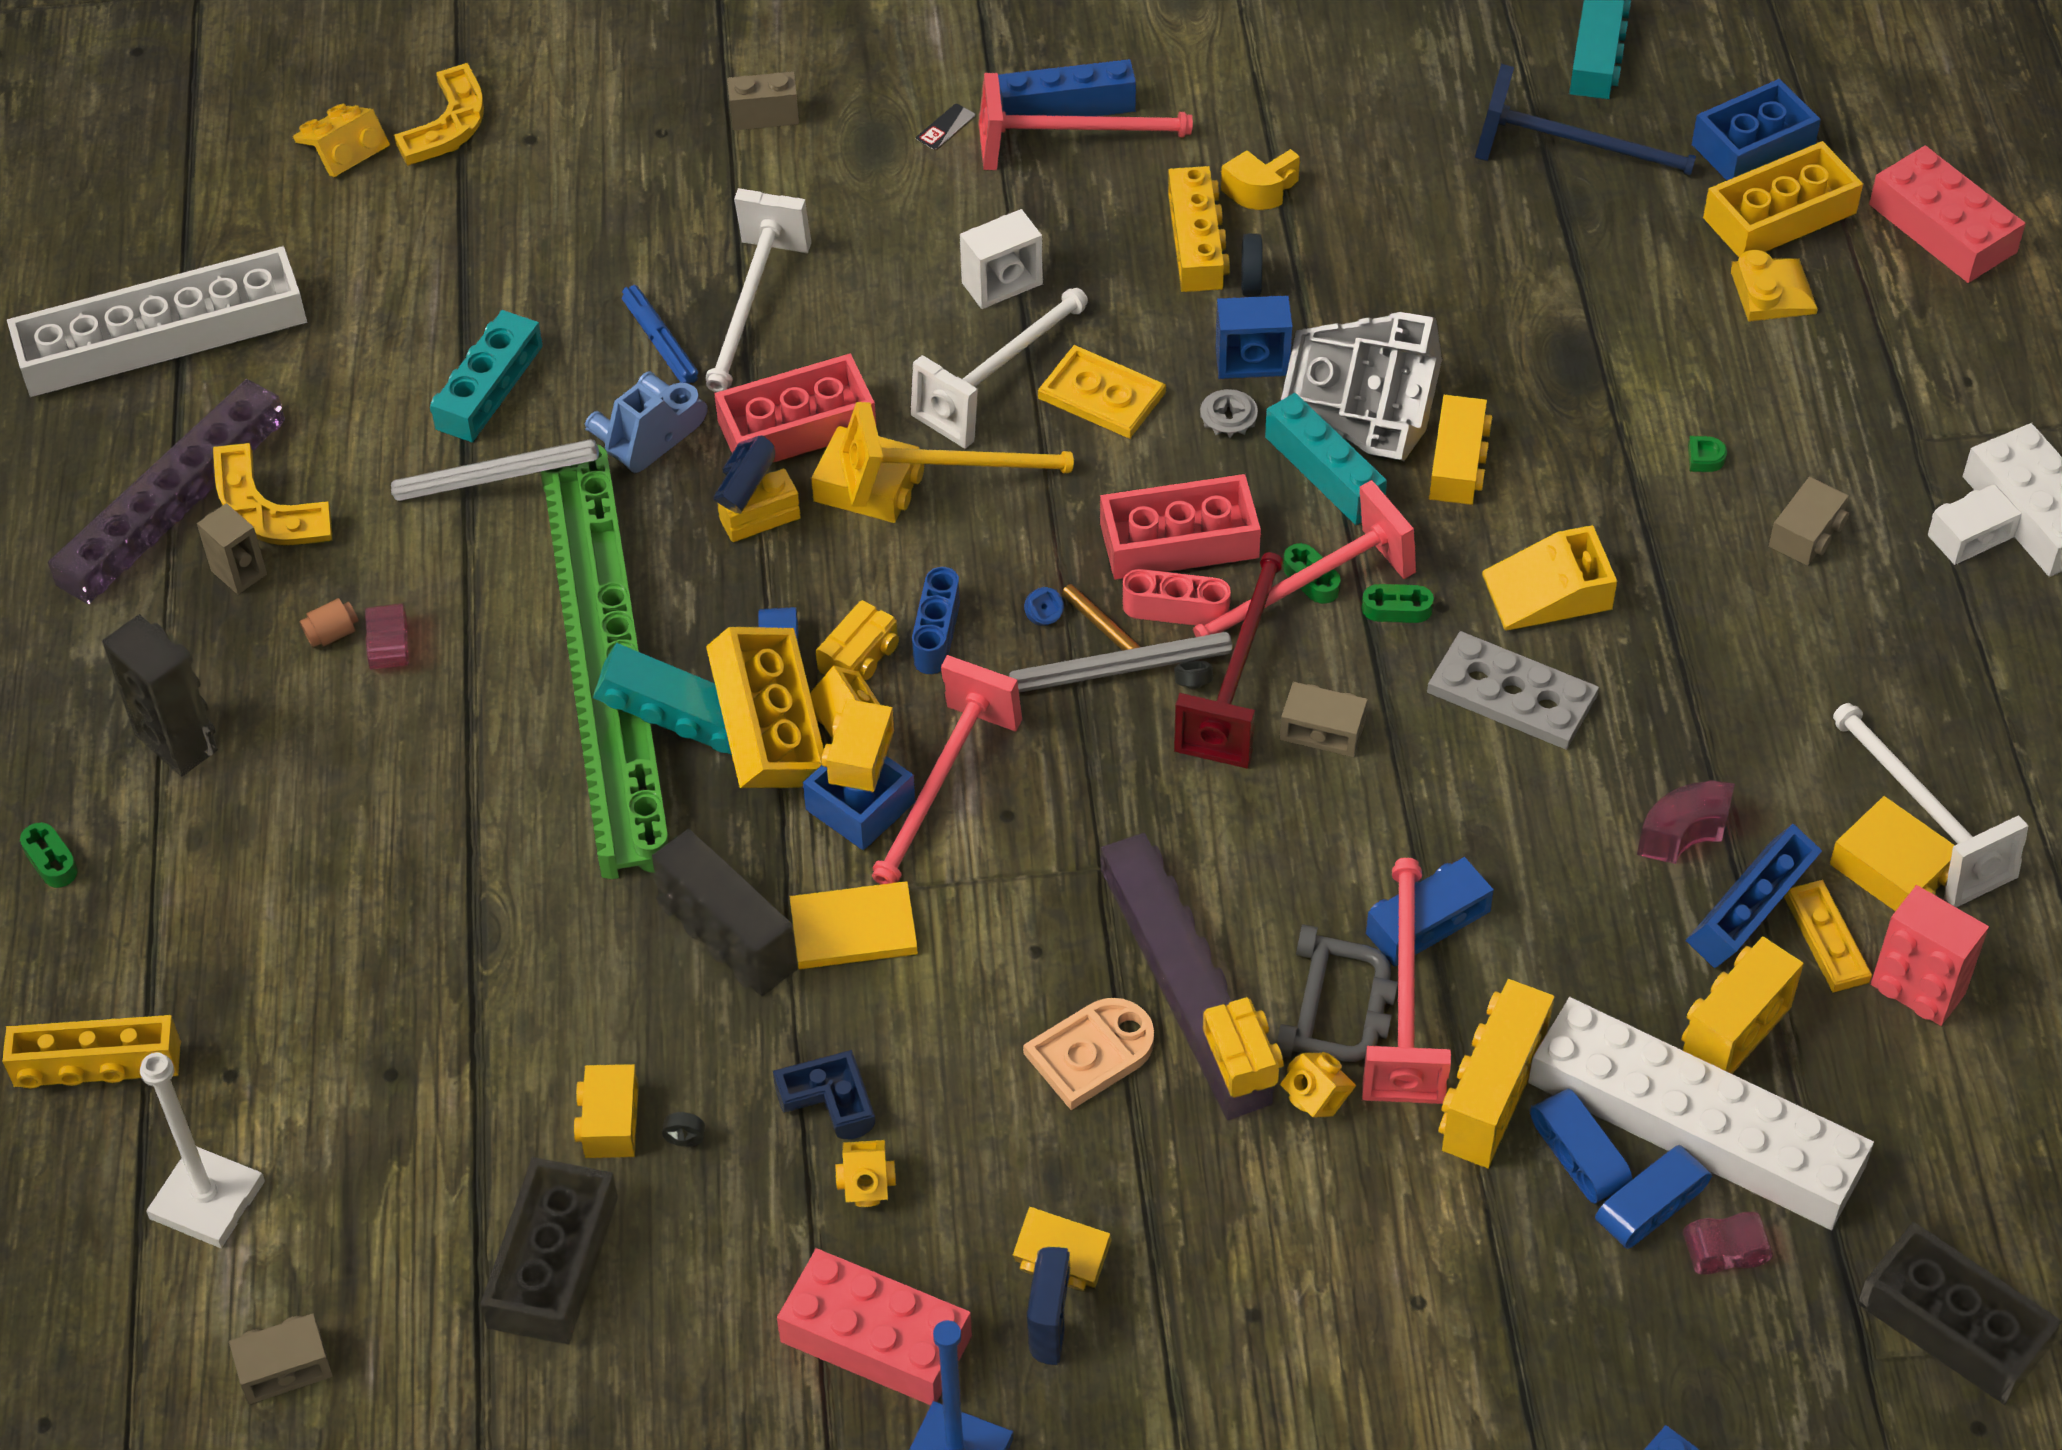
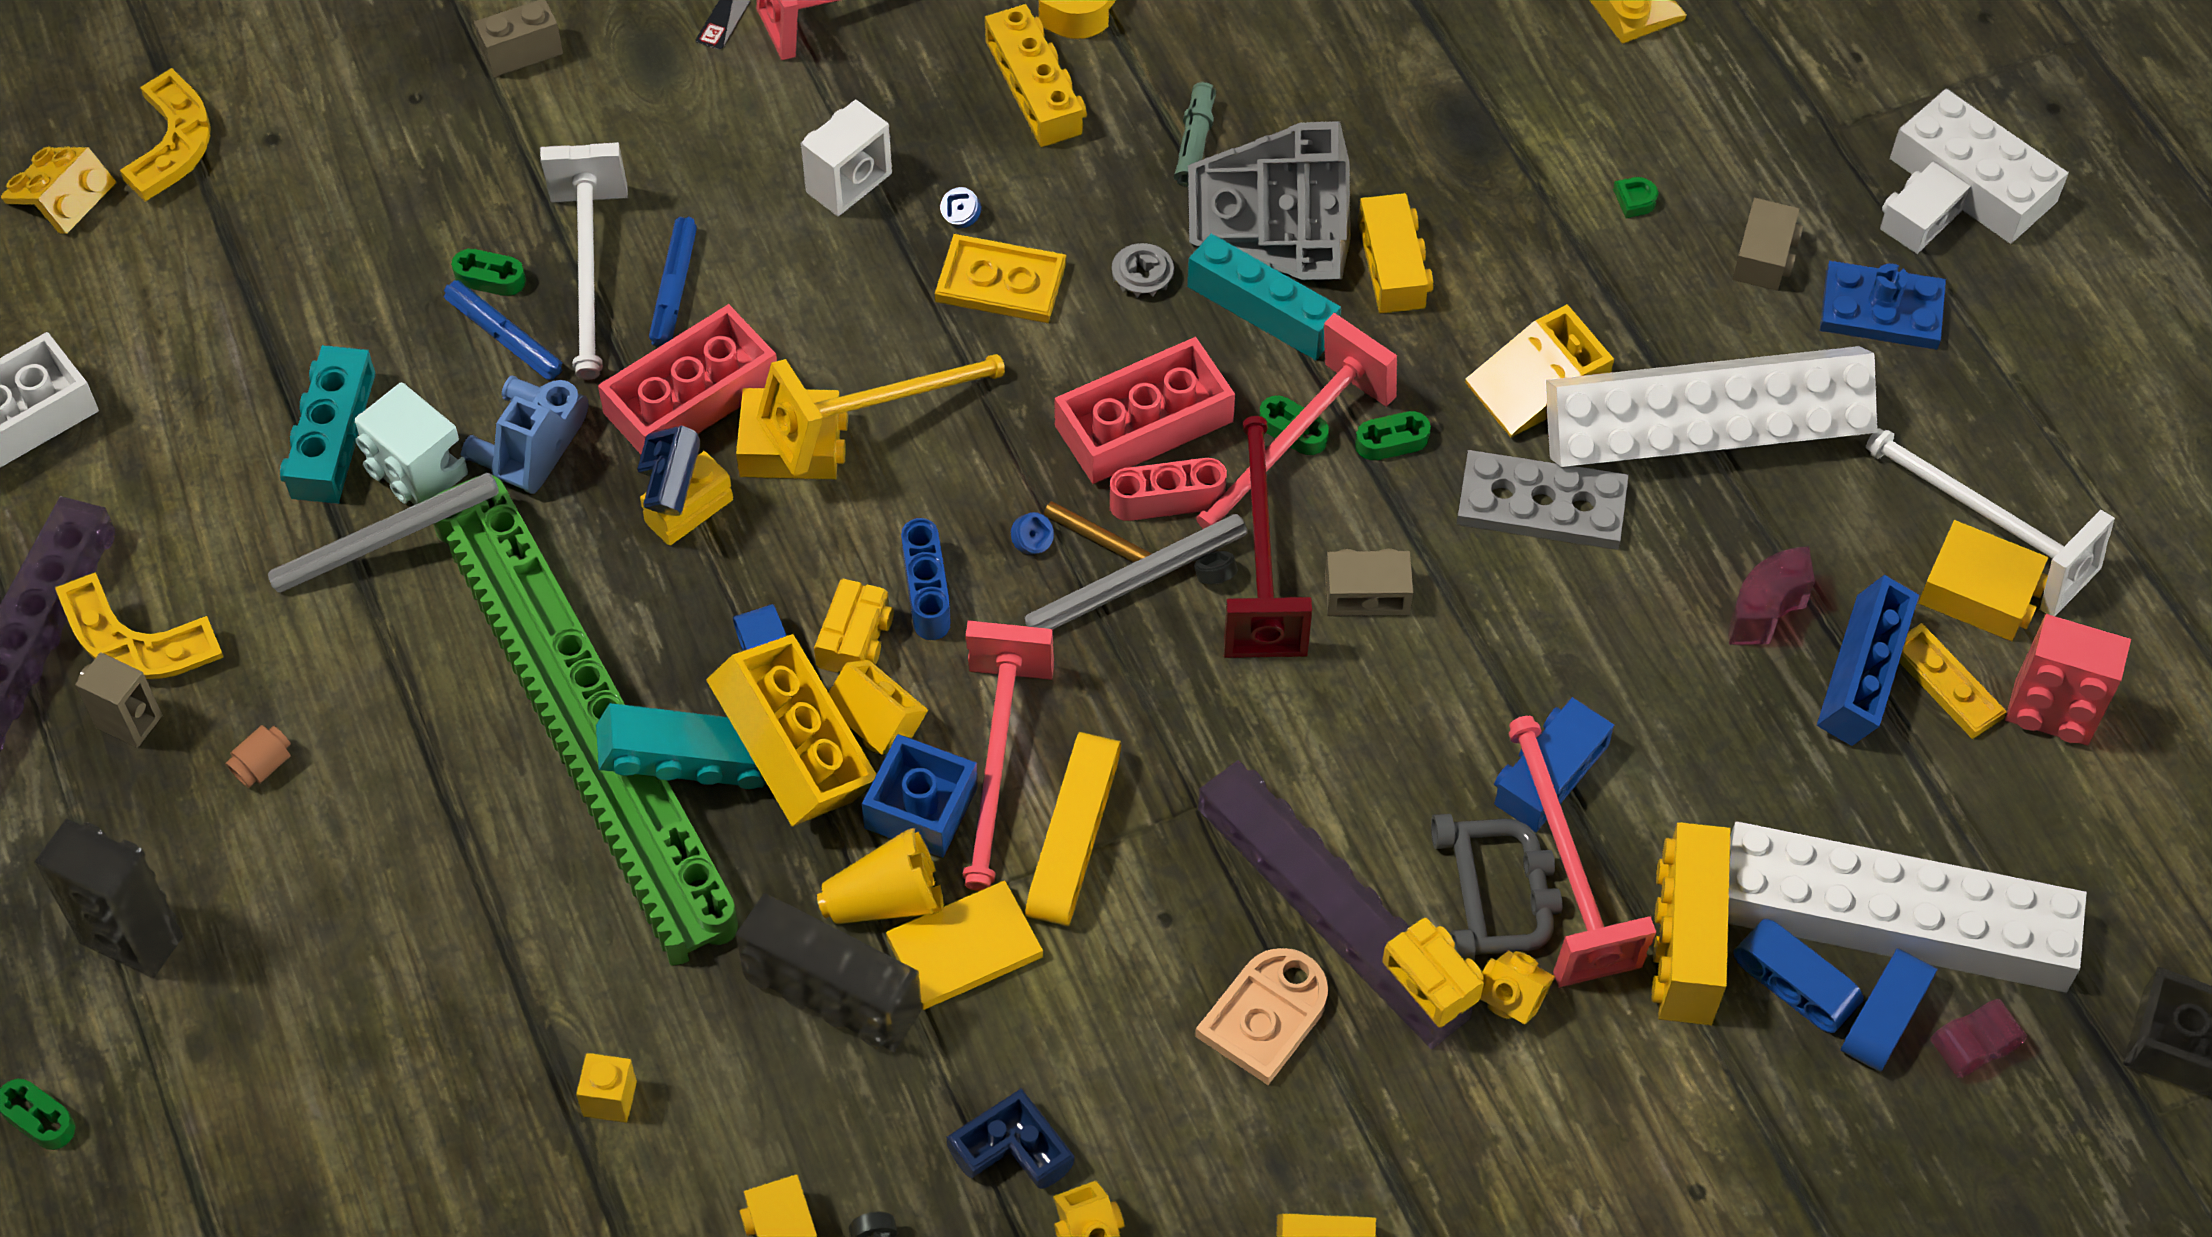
camera: 20 degrees left, 5 degrees up
(387, 636) = (330, 754): clear pink axle -> none
(507, 956) = (606, 1087): none -> yellow brick
(540, 403) = (409, 445): none -> light aqua piece
(663, 288) = (488, 272): none -> green beam
(802, 854) = (884, 884): none -> yellow cone
(819, 325) = (673, 281): none -> blue axle
(858, 745) = (911, 747): yellow brick -> none
(951, 402) = (854, 331): white tile -> none
(982, 855) = (1073, 829): none -> yellow beam
(1088, 324) = (960, 207): none -> tile
(1251, 265) = (1109, 102): black bush -> none
(1253, 336) = (1143, 181): blue brick -> none
(1326, 300) = (1197, 122): none -> sand green pin
(1695, 644) = (1711, 406): none -> white brick
(1742, 1006) = (1904, 782): yellow brick -> none
(1901, 599) = (1883, 304): none -> blue plate

